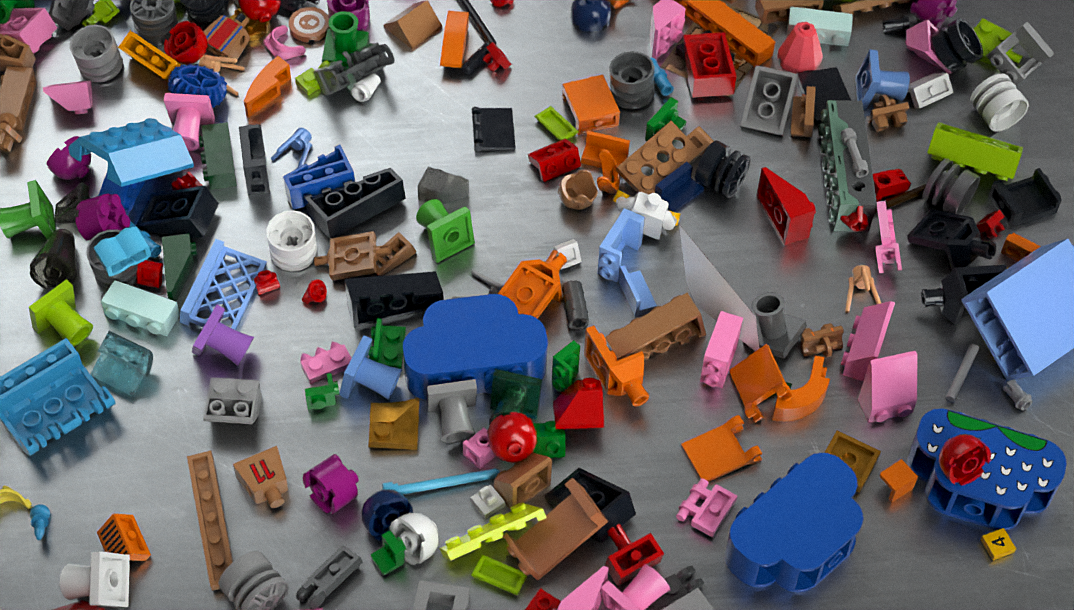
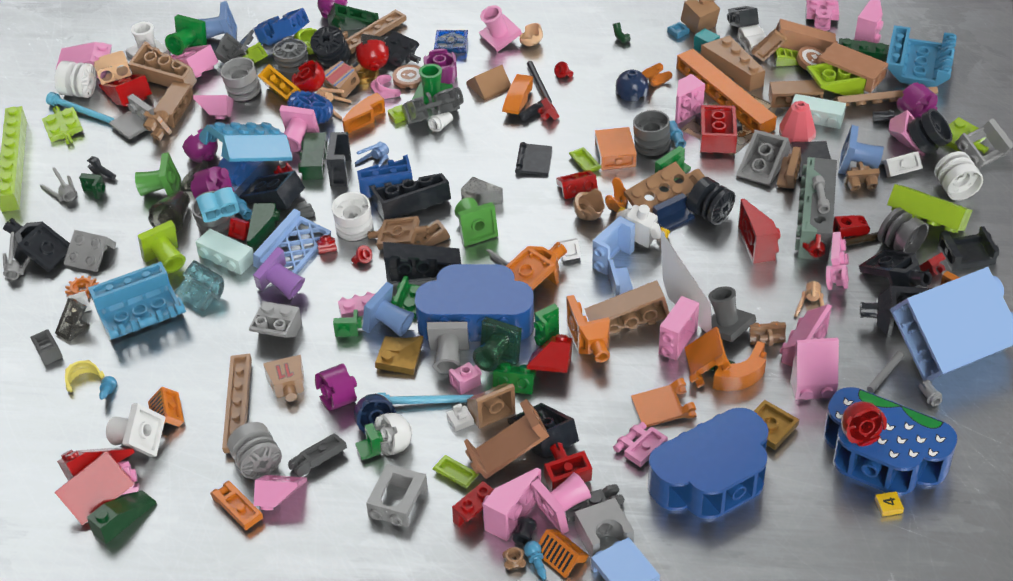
camera: 15 degrees right, 10 degrees down
(227, 235) = (305, 209): none -> dark grey plate
(491, 531) = (462, 434): neon yellow wing -> none
(512, 437) = (487, 368): red cylinder -> none
(575, 304) = (567, 283): dark grey axle -> none
(596, 142) = (628, 178): orange panel -> none
(899, 479) = (811, 443): orange panel -> none

